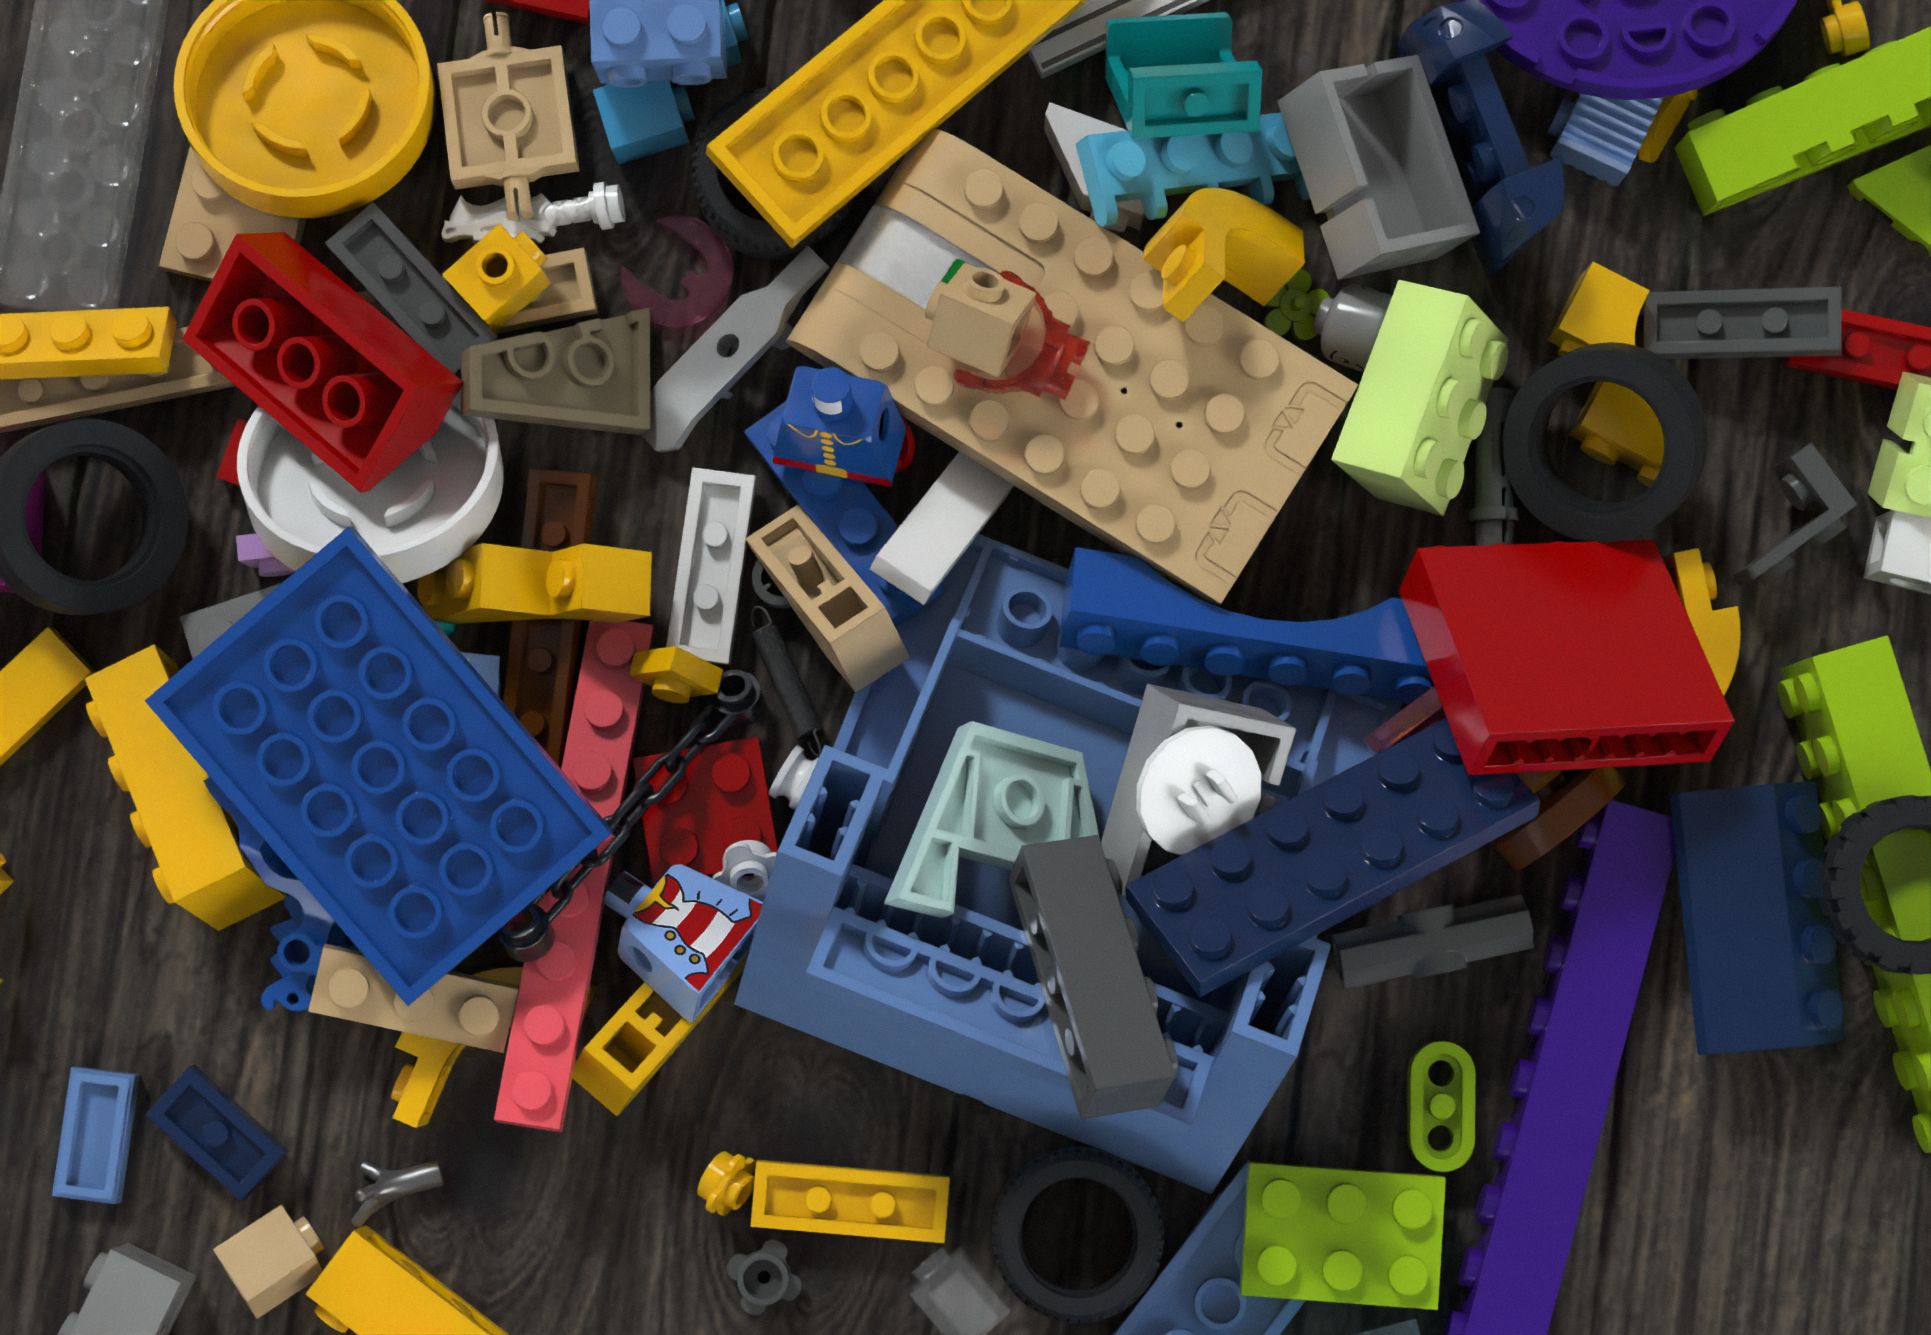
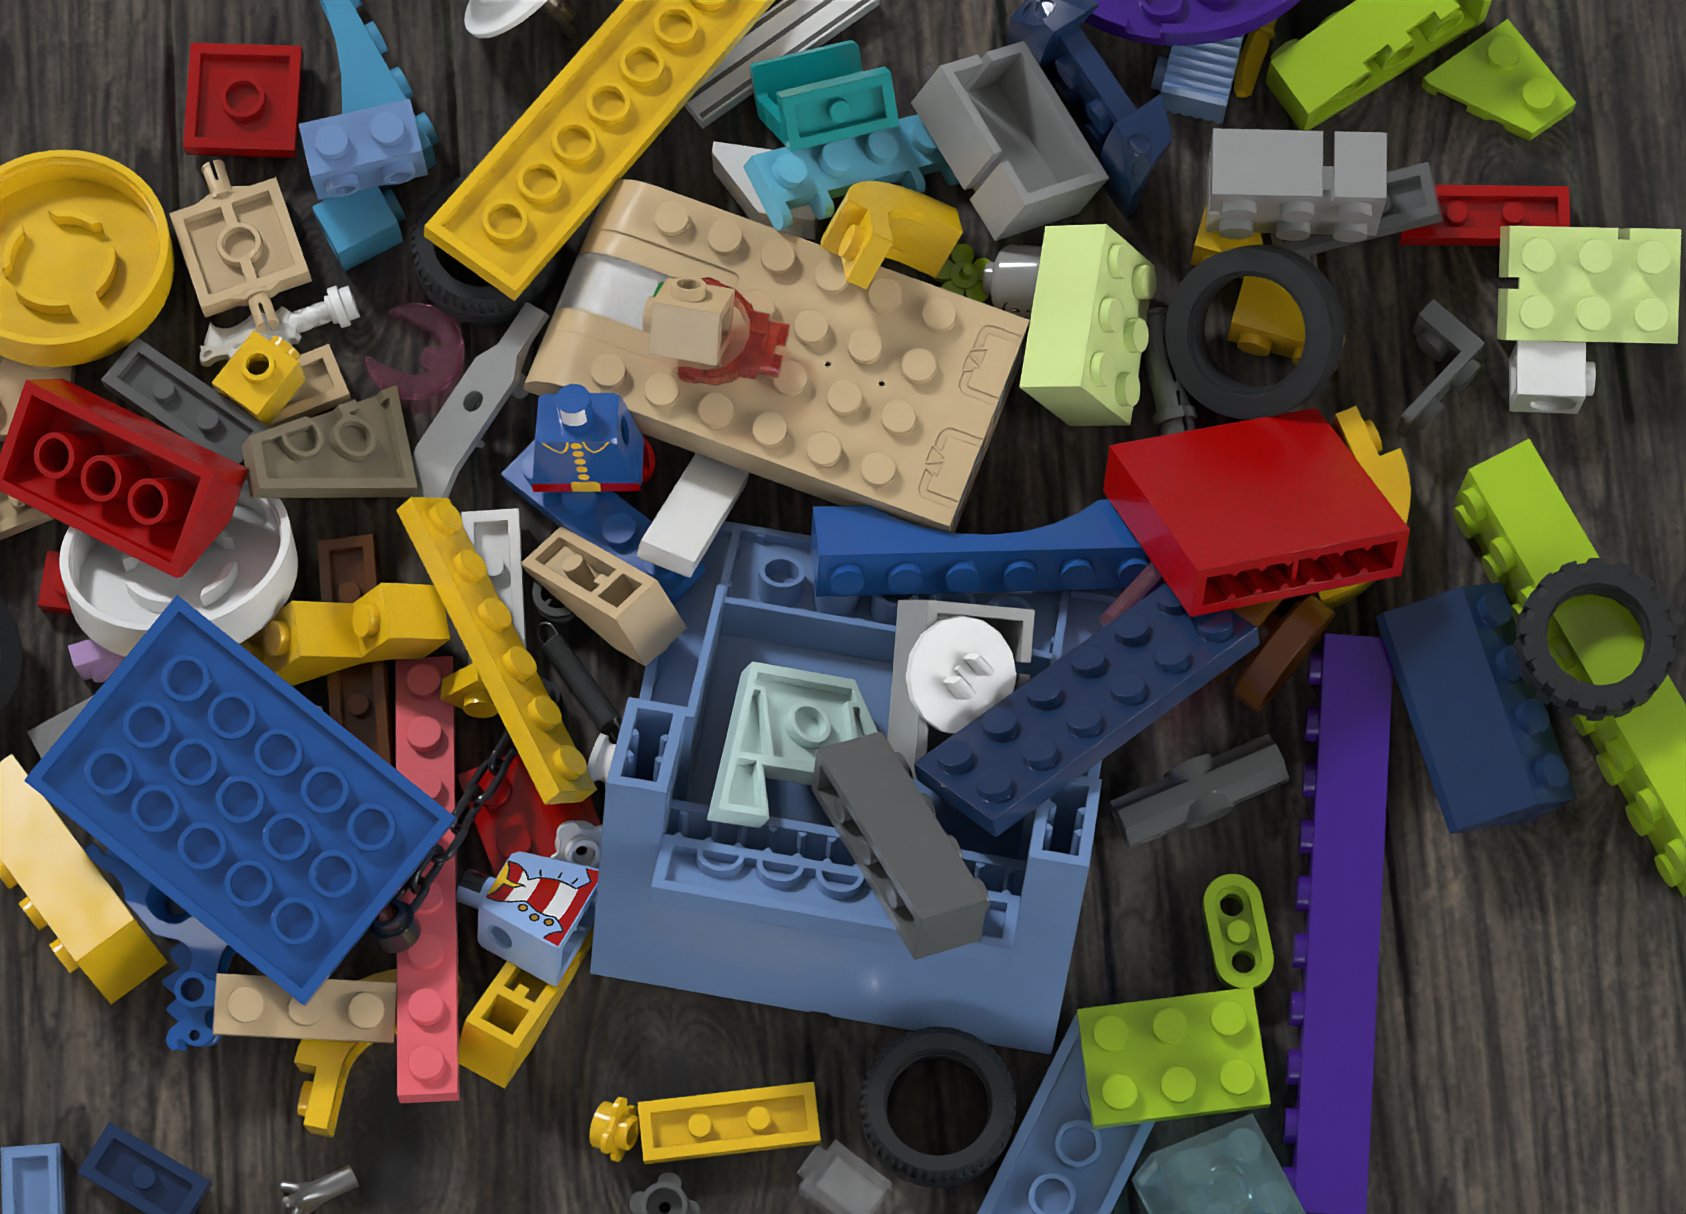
camera: 15 degrees left, 10 degrees down
(697, 637) = (497, 650): none -> yellow plate
(1686, 289) = (1280, 185): none -> light grey piece

